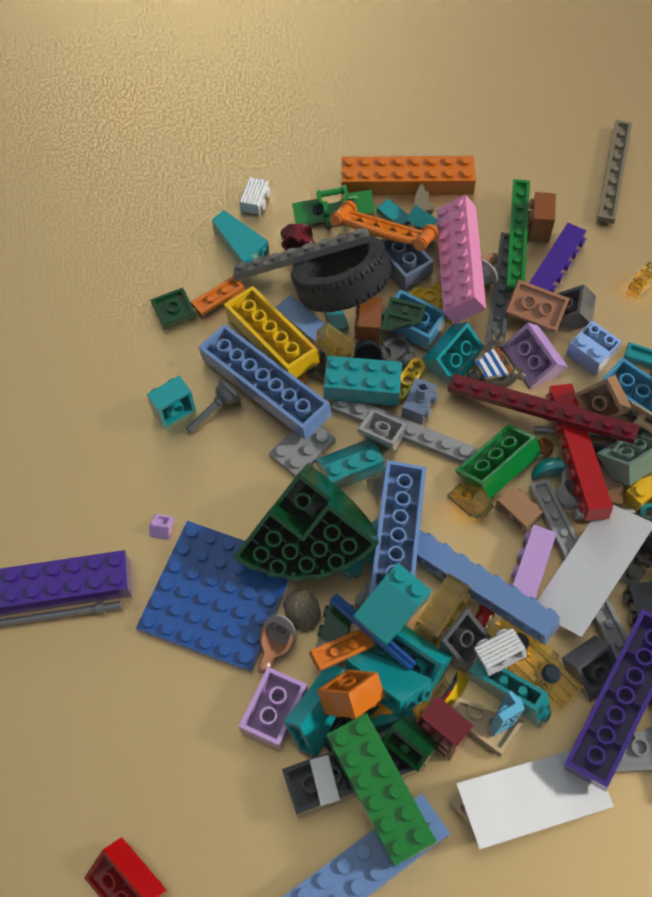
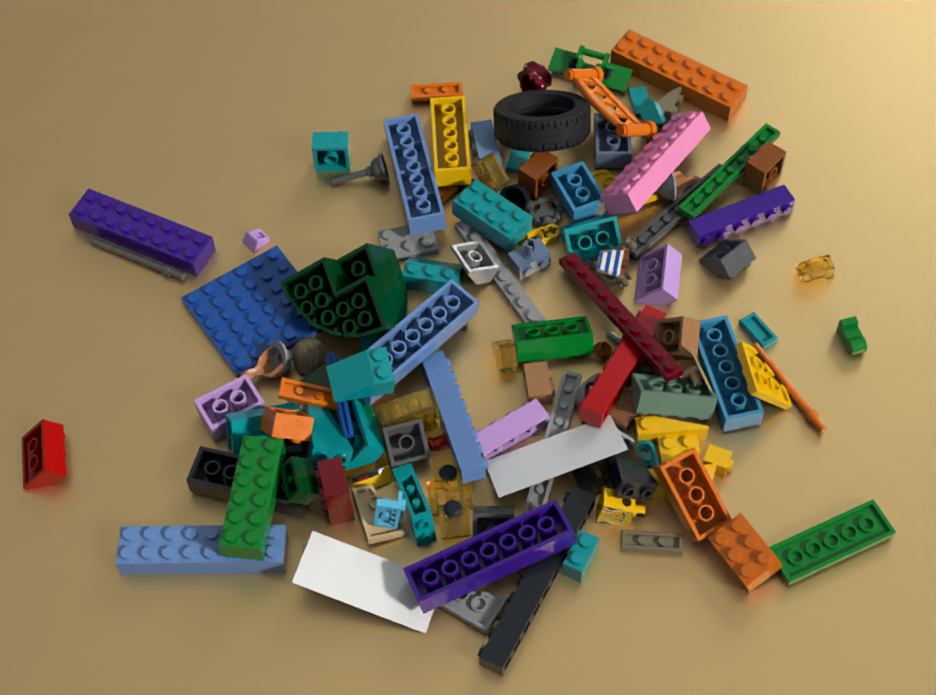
camera: 35 degrees right, 5 degrees down
(173, 308) = (393, 83): dark green plate -> none
(239, 239) = (490, 57): teal slope -> none
(254, 196) = (531, 27): white brick -> none
(306, 252) = (527, 90): dark grey plate -> none
(324, 780) = (223, 470): white sticker -> none
(402, 314) = (564, 180): dark green wing -> none
(500, 651) = (422, 465): white brick -> none
(537, 306) = (692, 237): nougat tile -> none
(548, 468) = (588, 367): teal brick -> none
(593, 347) = (714, 296): light blue slope -> none
(614, 172) = (875, 166): dark tan plate -> none

